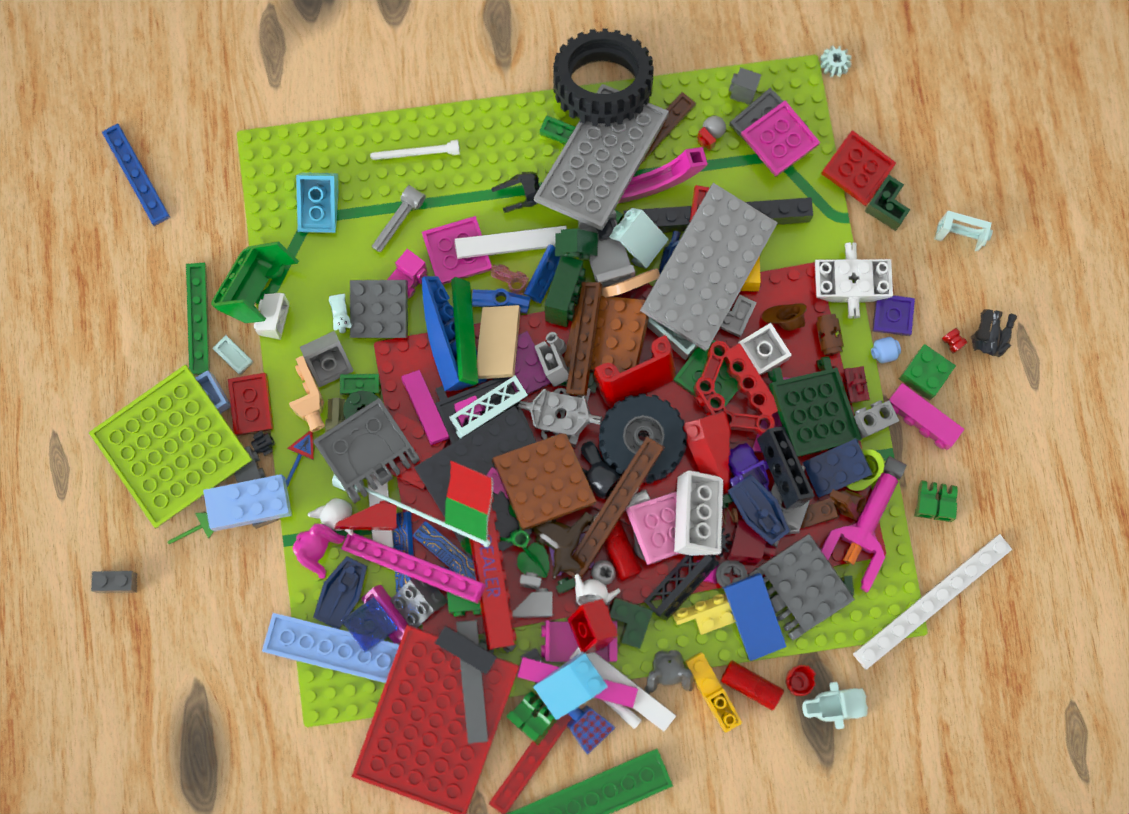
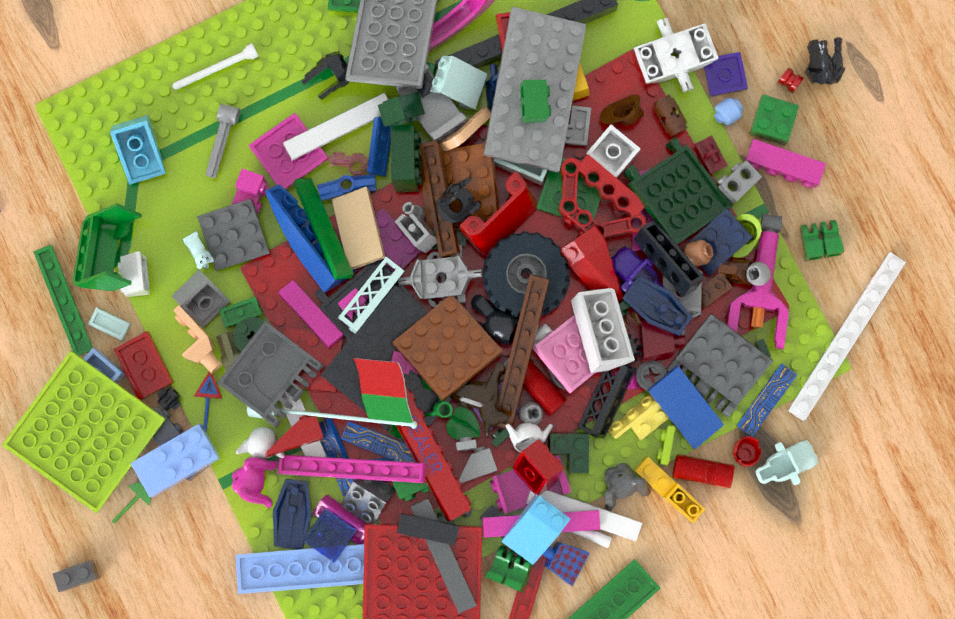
camera: 10 degrees left, 5 degrees up
(609, 346) = (464, 196): none -> black piece
(705, 275) = (534, 101): none -> green brick
(719, 654) = (664, 453): none -> lime plate
(816, 471) = (699, 252): none -> nougat head
(835, 637) = (766, 400): none -> blue tile
(867, 510) = (758, 273): none -> light grey piece

